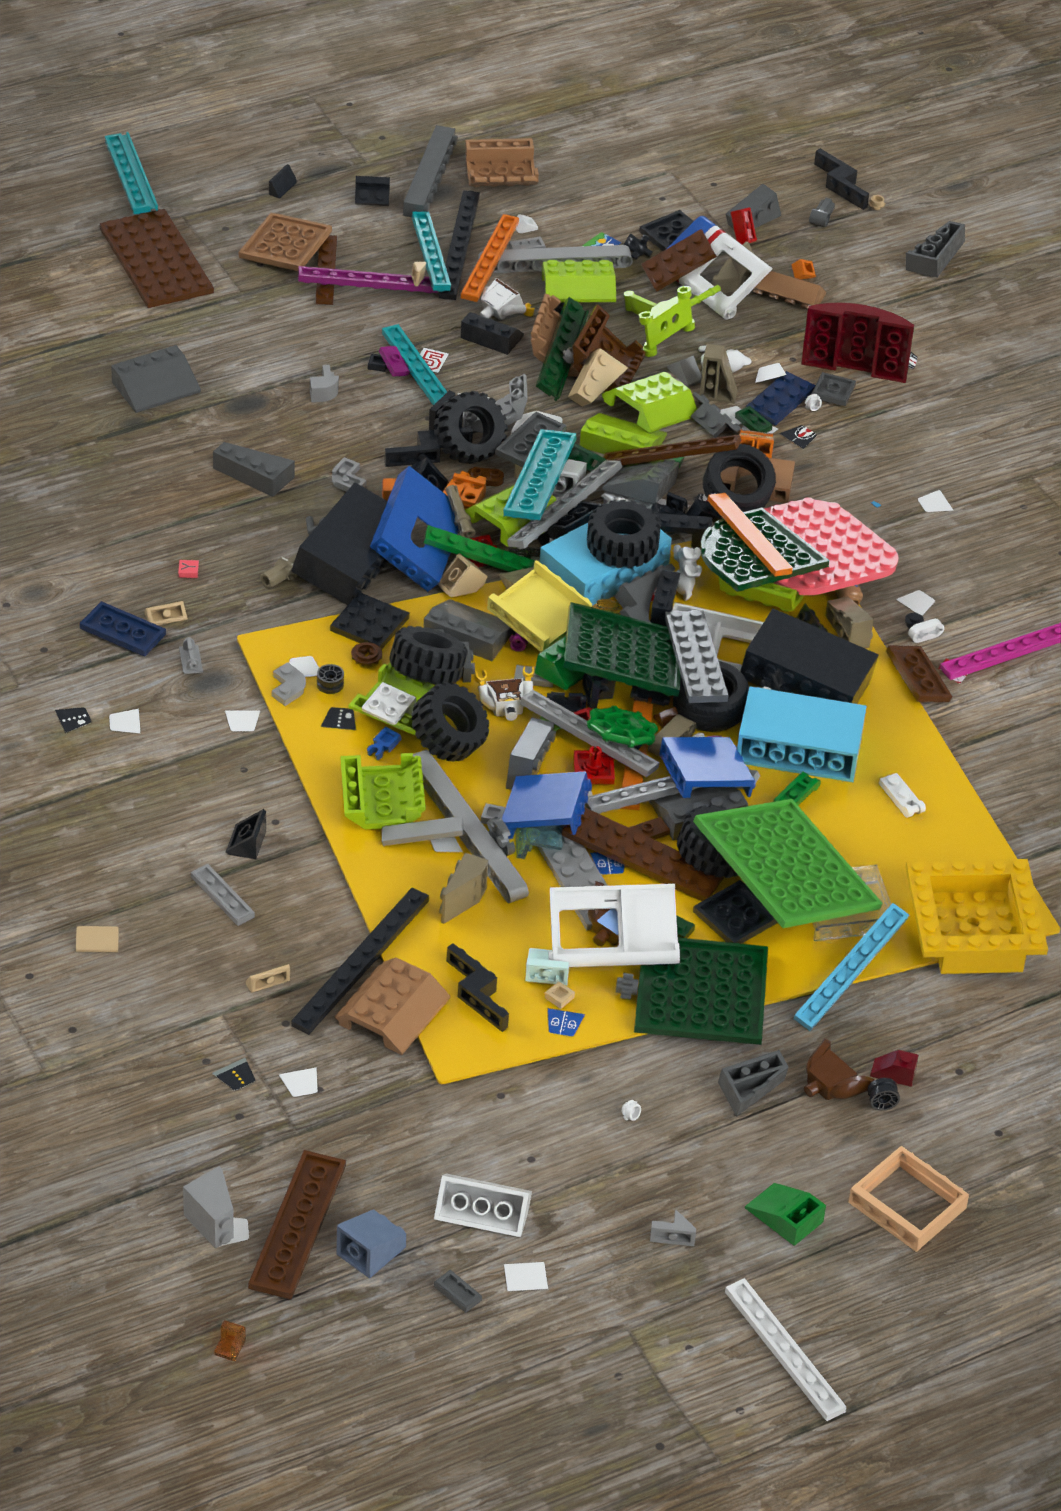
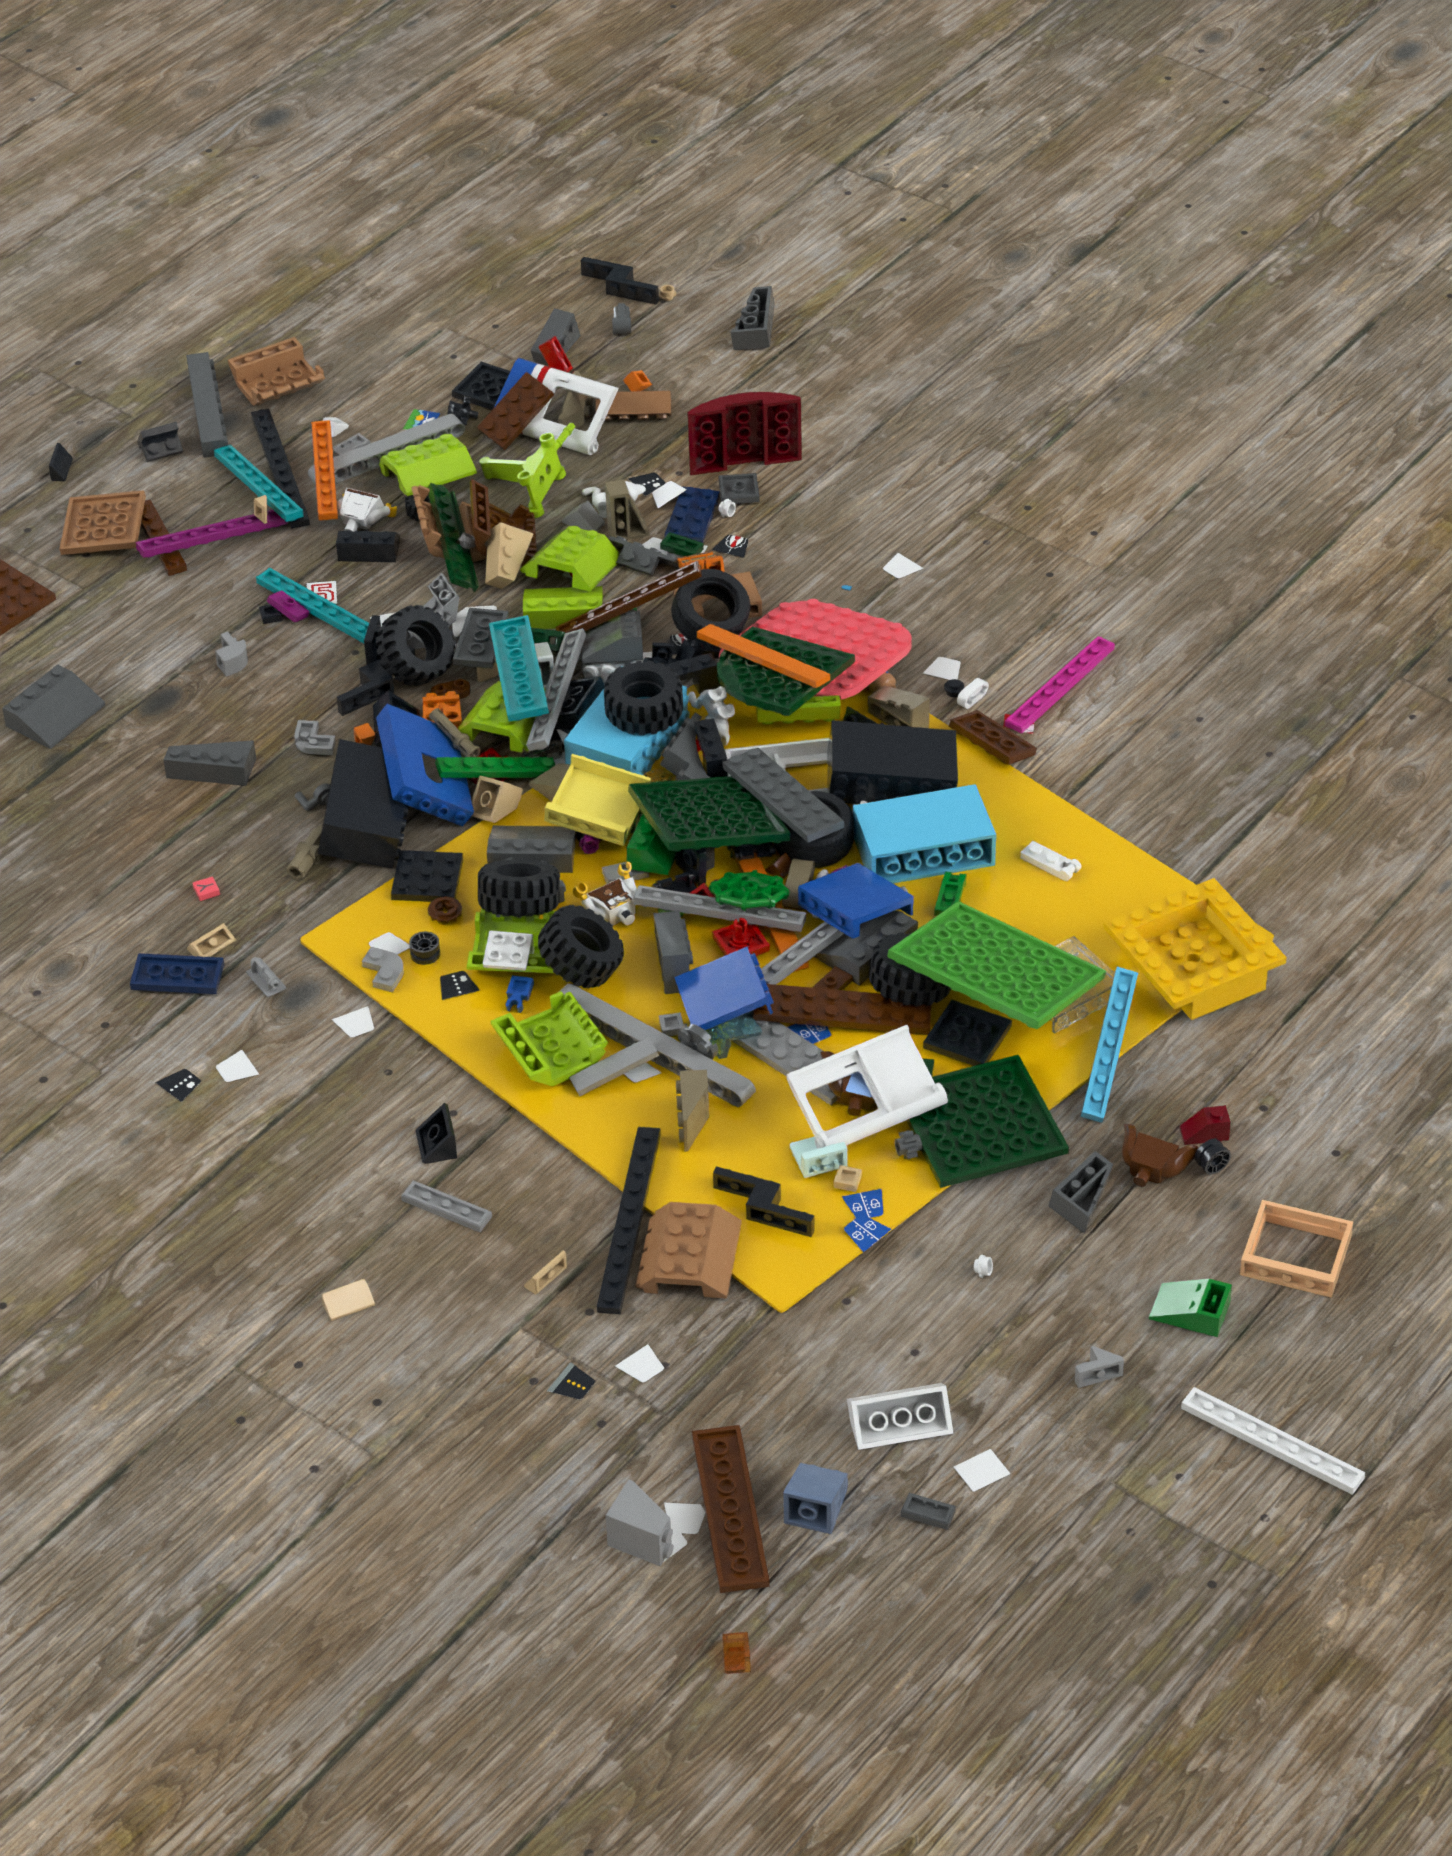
camera: 20 degrees left, 0 degrees up
(259, 1217) = (685, 1516): none -> white sticker
(549, 1044) = (865, 1231): none -> blue sticker
(760, 358) = (651, 482): none -> black sticker

